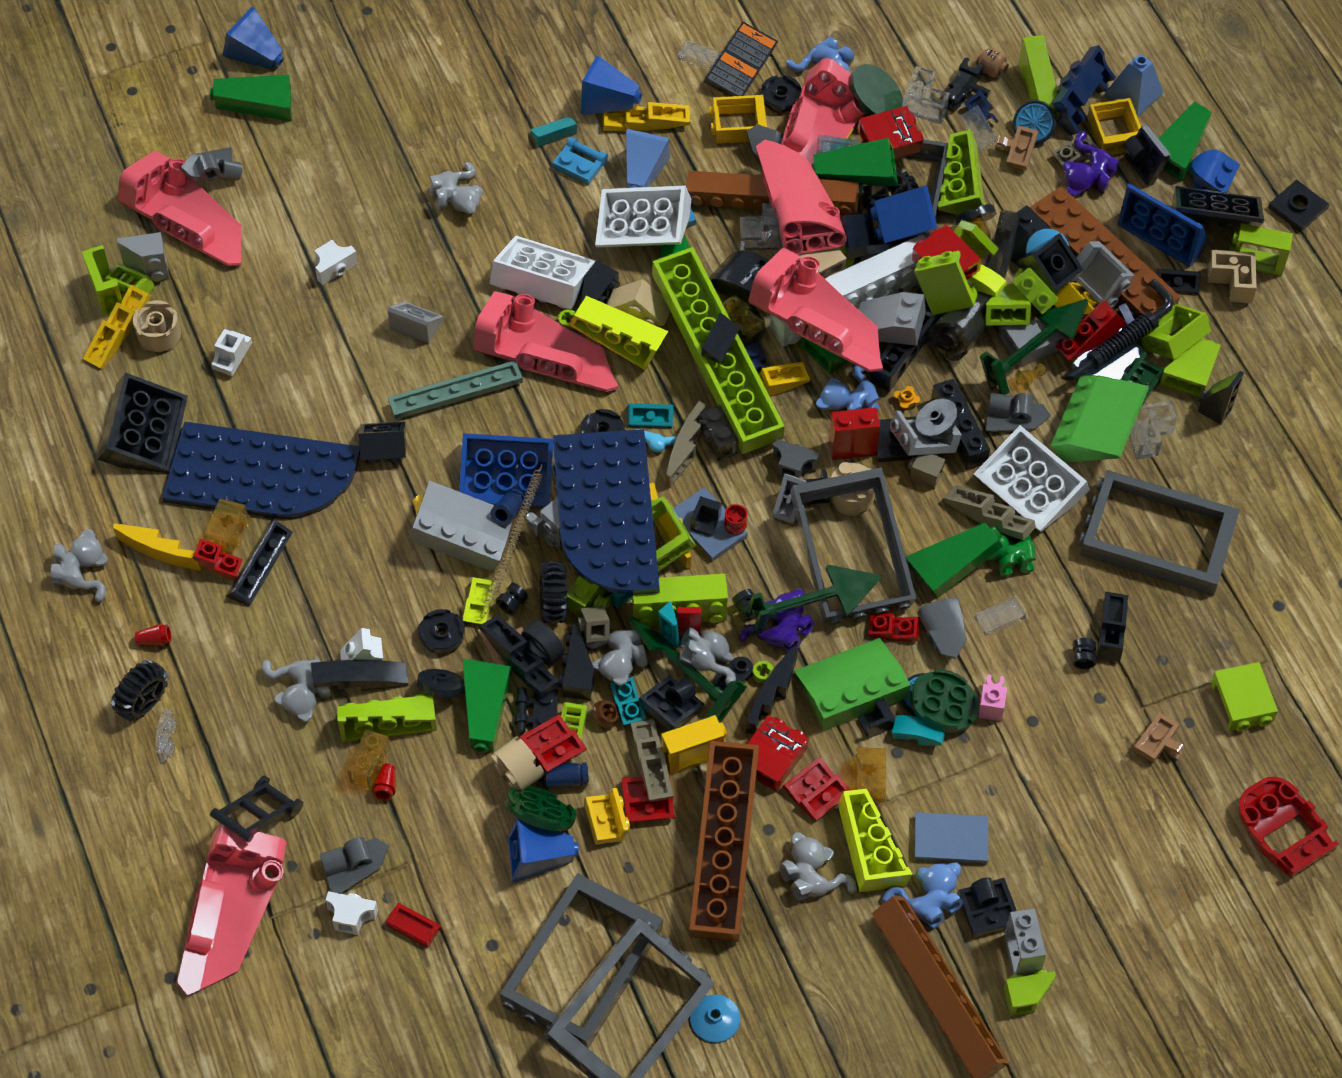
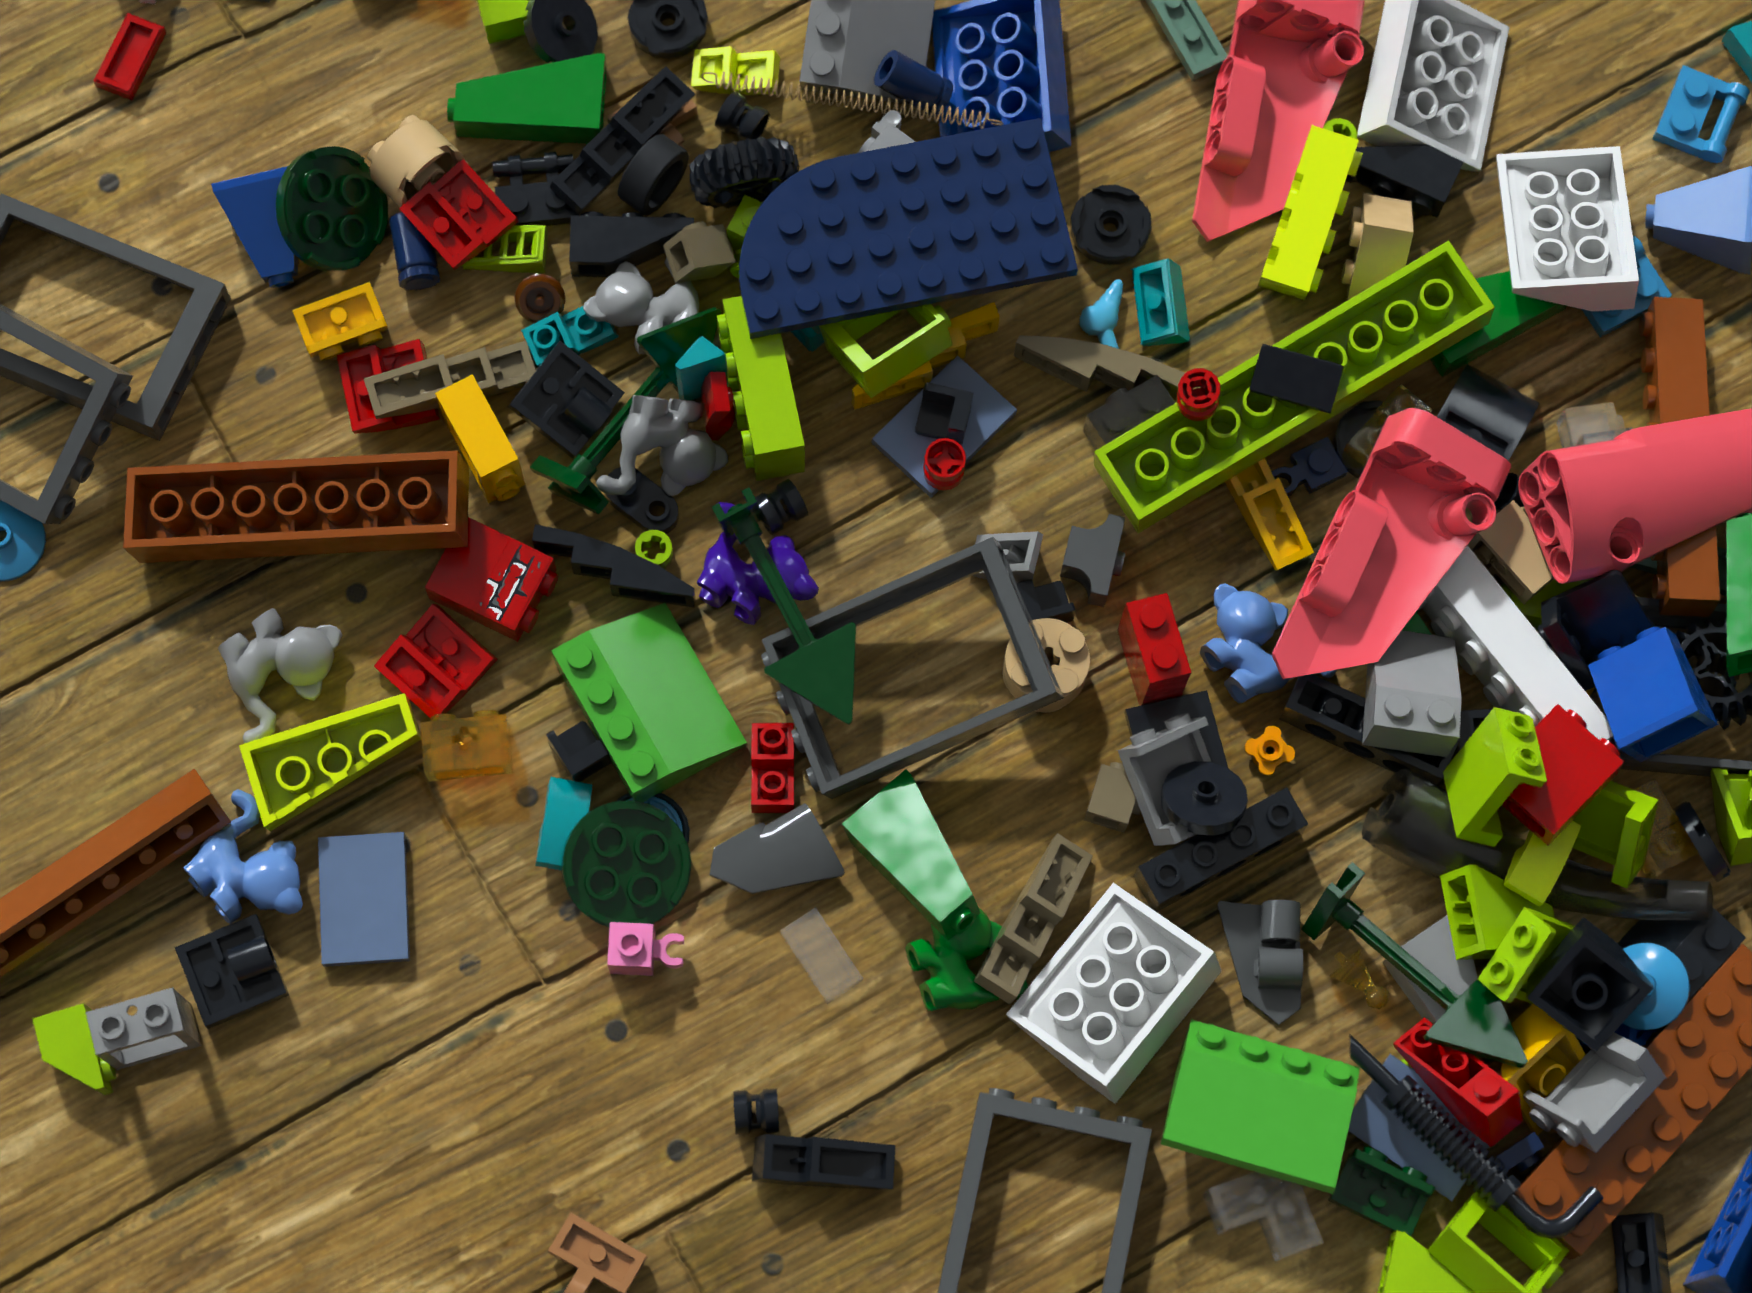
camera: 80 degrees right, 15 degrees up
(723, 383) = (1195, 402): none -> red wheel

